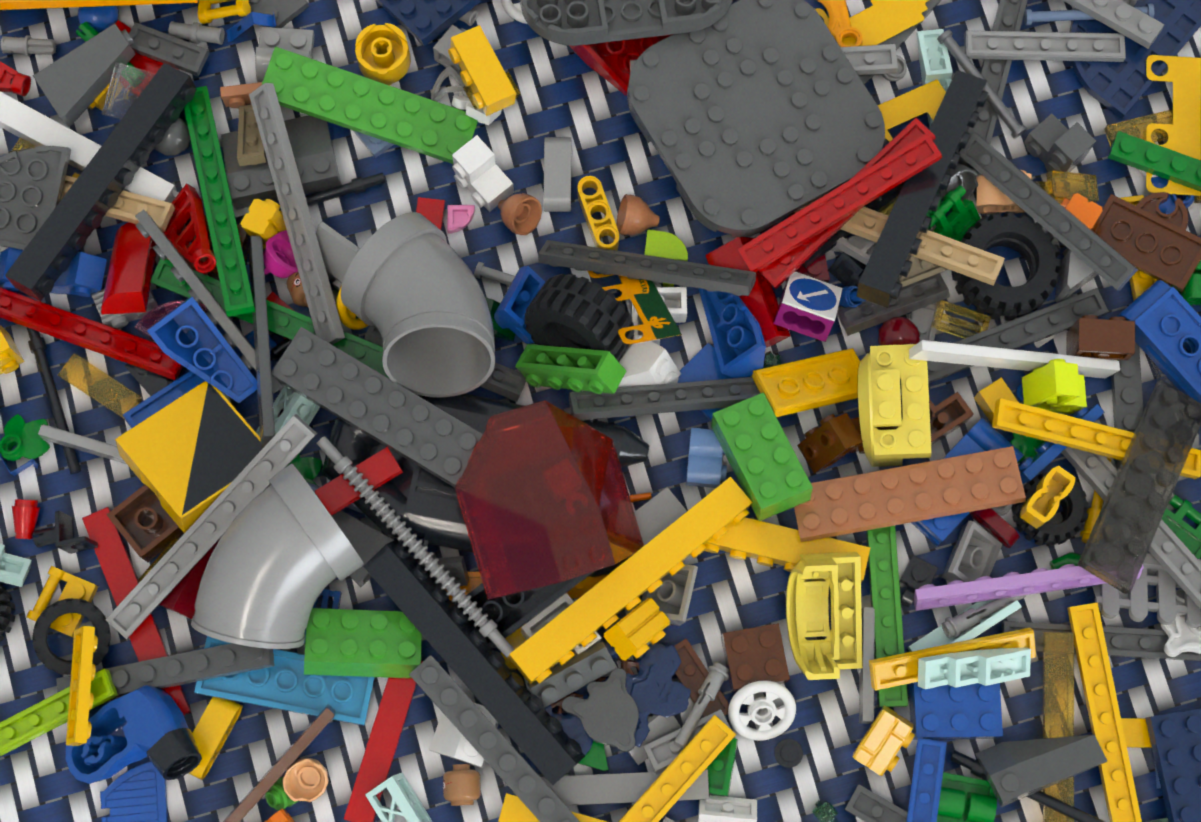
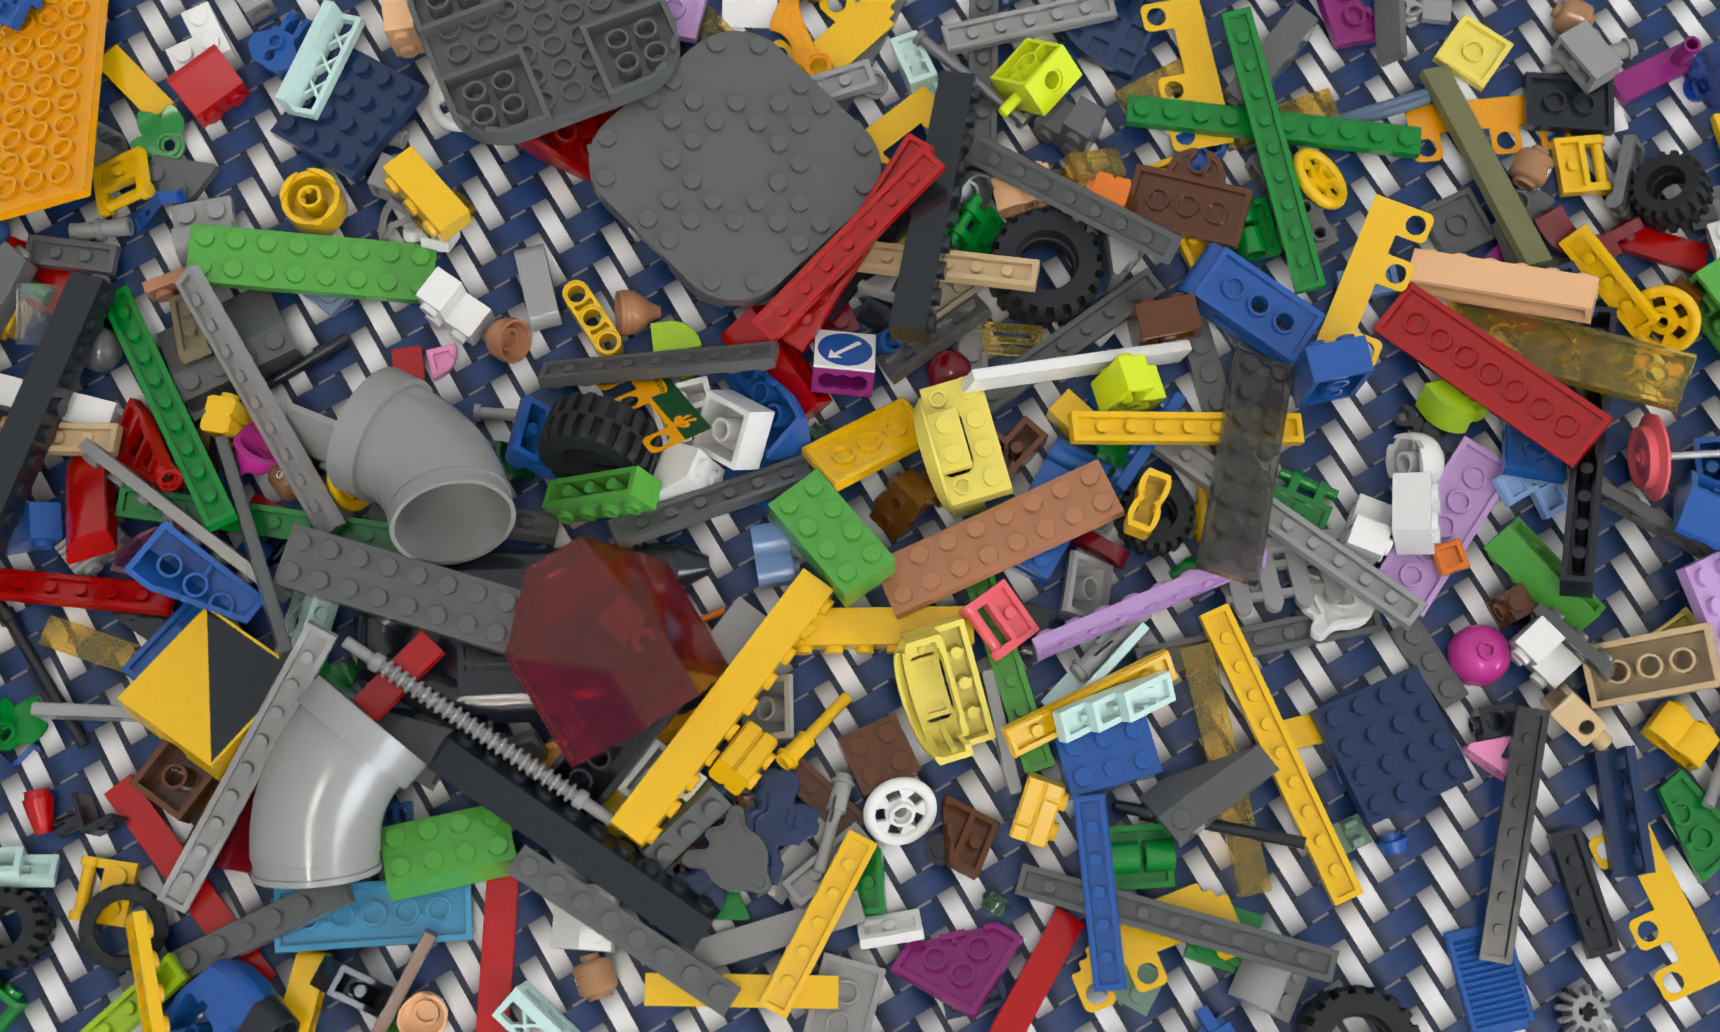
camera: 15 degrees left, 0 degrees up
(252, 738) = (351, 986): none -> black brick
(677, 637) = (796, 749): none -> yellow pin
(703, 340) = (737, 429): none -> white brick
(814, 748) = (966, 836): none -> reddish brown wing
(898, 562) = (1008, 616): none -> coral plate
(1039, 96) = (1035, 77): none -> neon yellow piece

